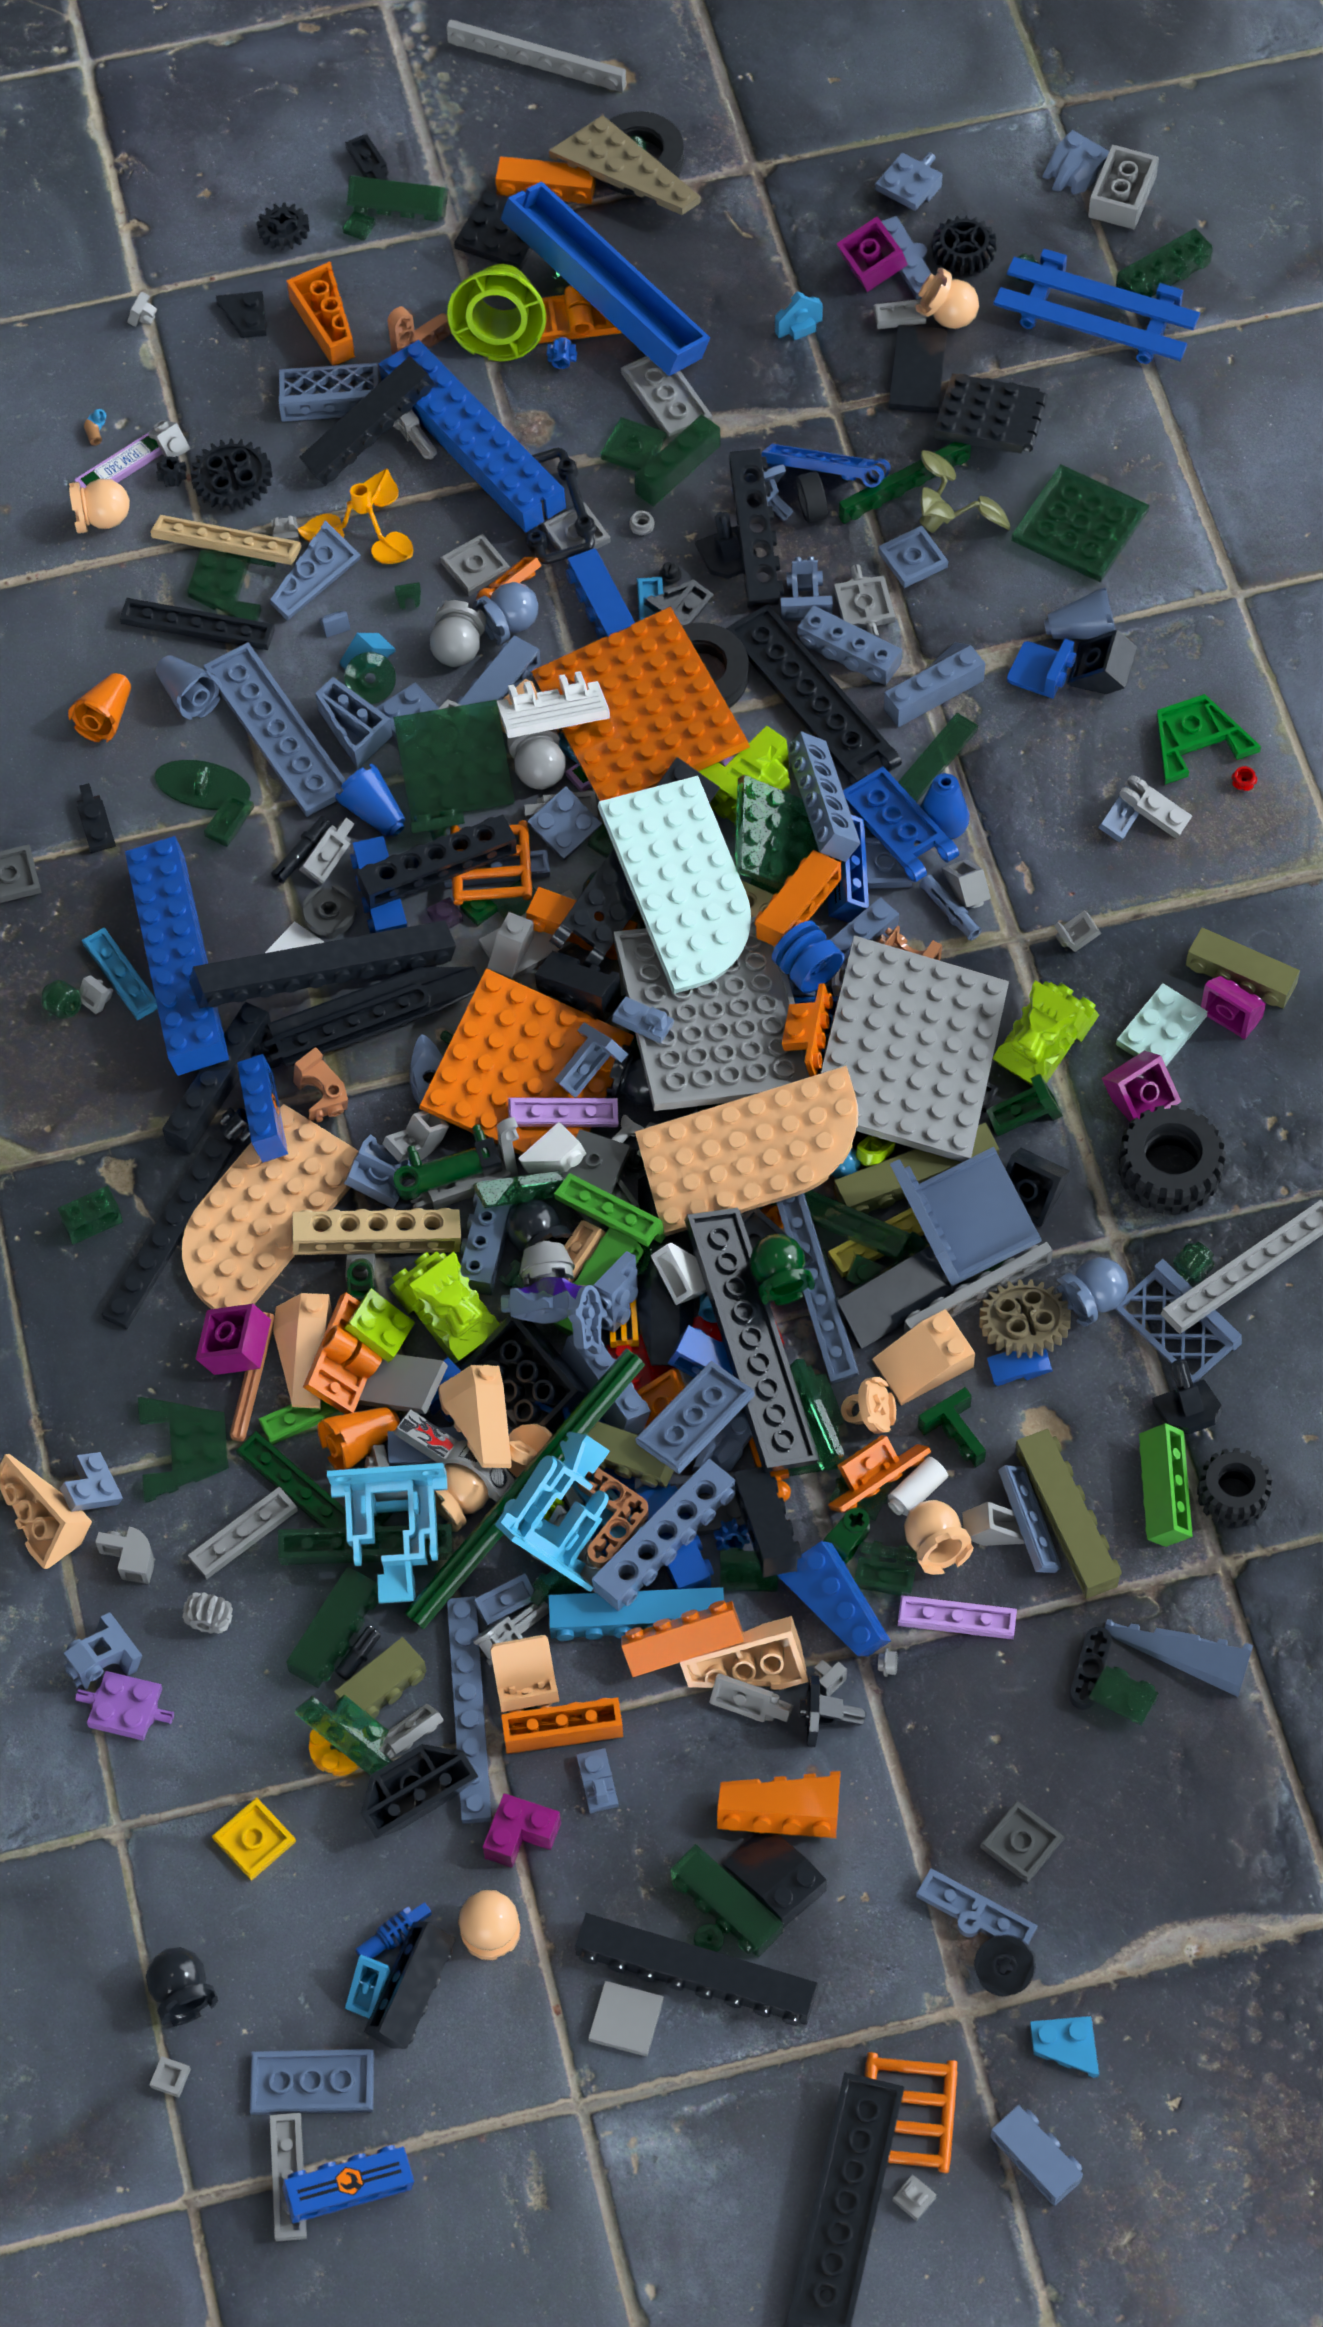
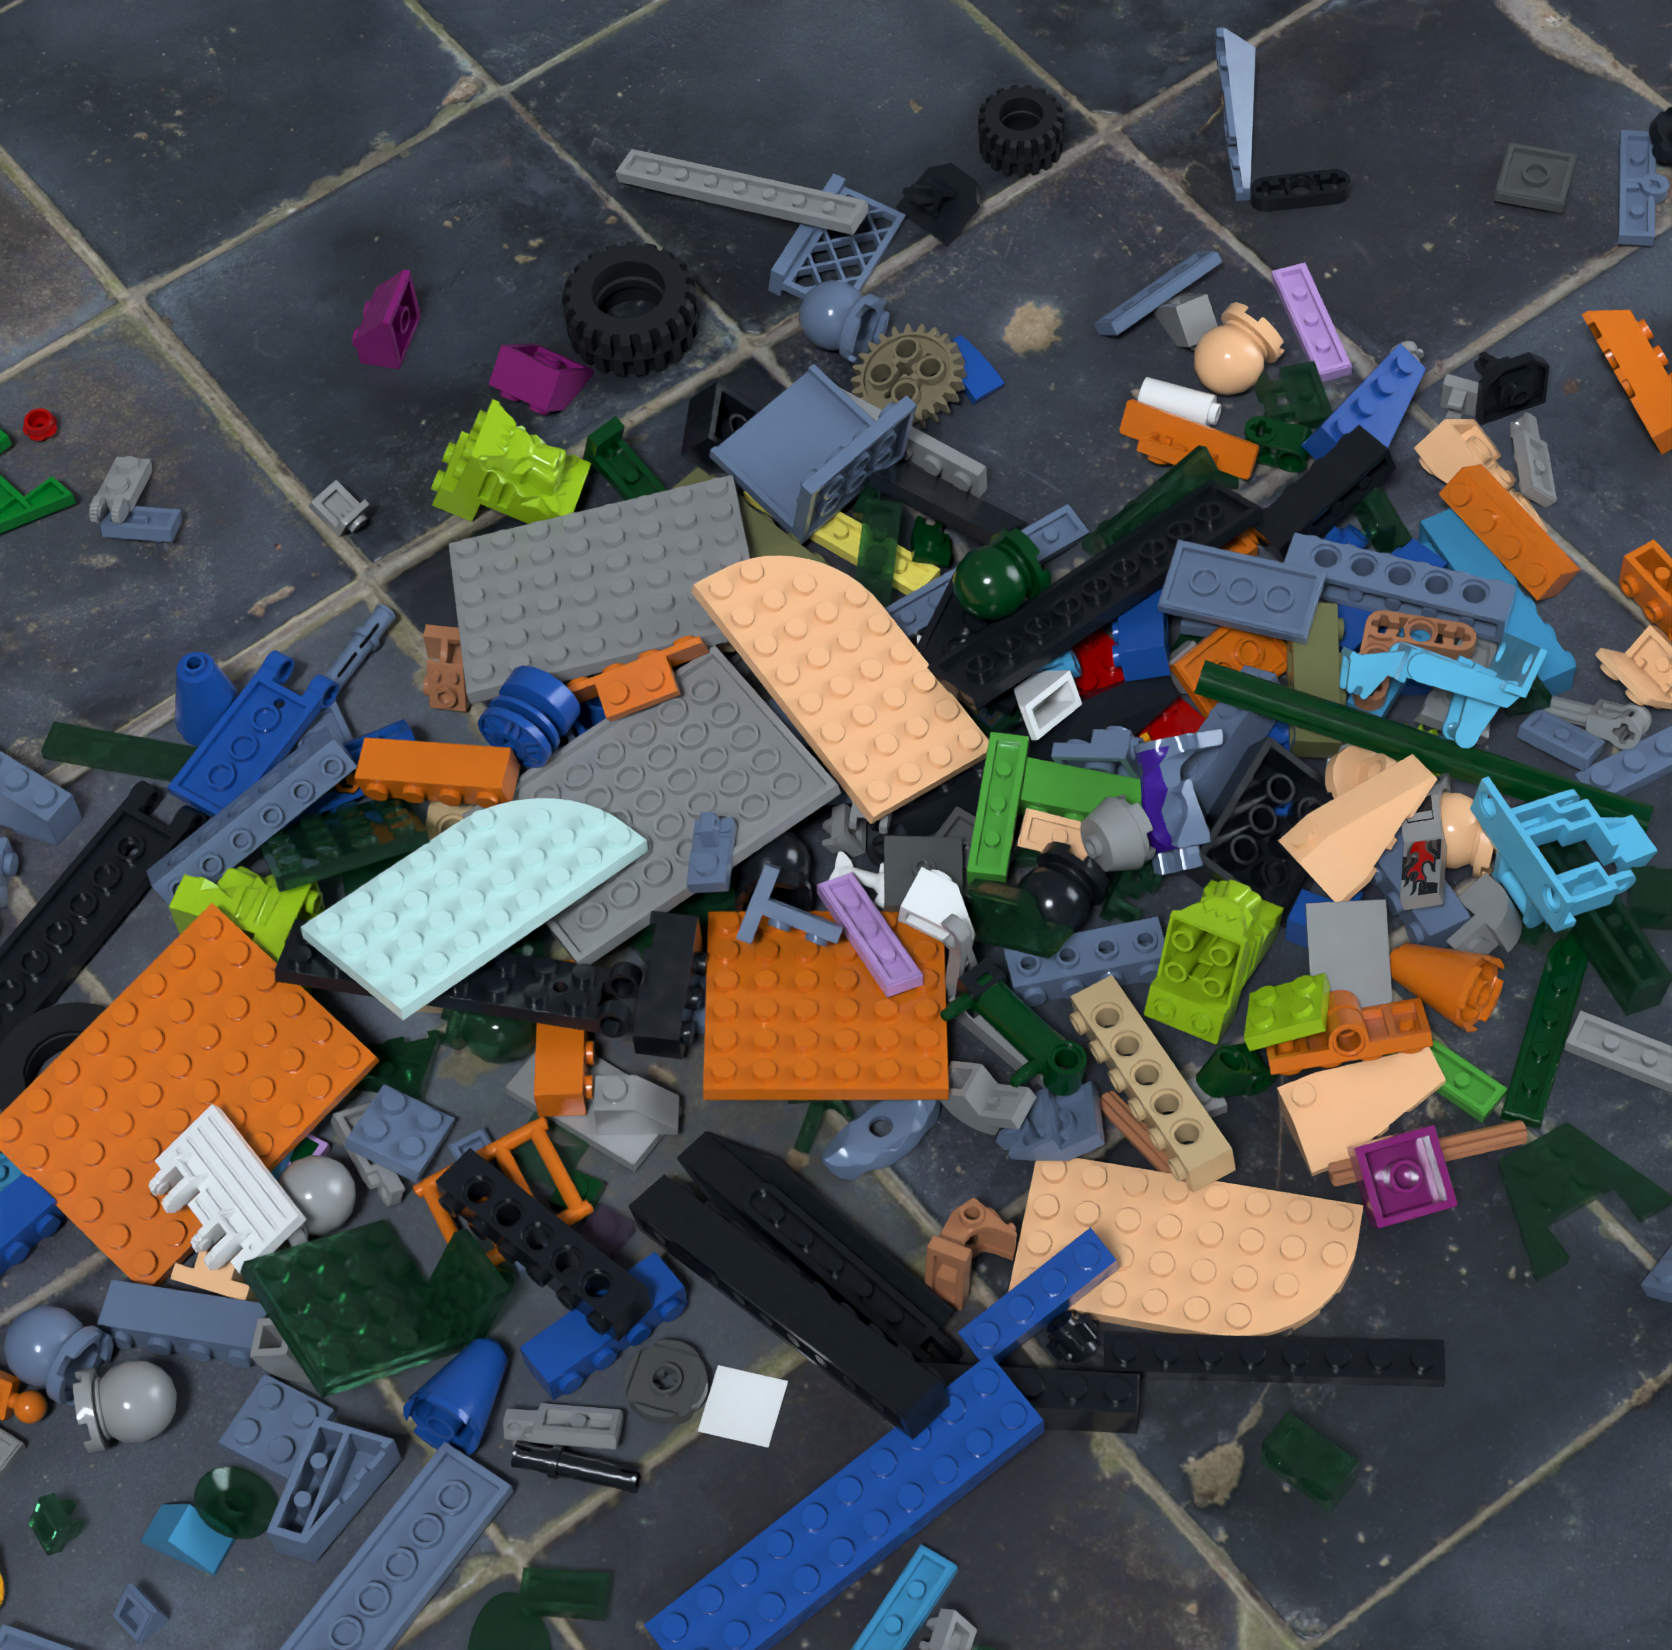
camera: 110 degrees left, 5 degrees down
(867, 925) = (435, 715): sand blue brick -> none
(876, 1406) = (1104, 472): light nougat tile -> none
(925, 1357) = (1017, 454): light nougat slope -> none
(954, 1427) = (1076, 407): dark green bracket -> none
(967, 883) = (314, 641): light grey slope -> none
(1067, 1513) = (1131, 262): olive brick -> none
(1124, 1694) = (1319, 141): clear green bracket -> none
(1162, 1025) = (438, 391): light aqua plate -> none
(1165, 1485) = (1053, 185): bright green brick -> none
(1194, 1262) = (753, 254): clear green head -> none
(1246, 967) = (327, 337): olive brick -> none

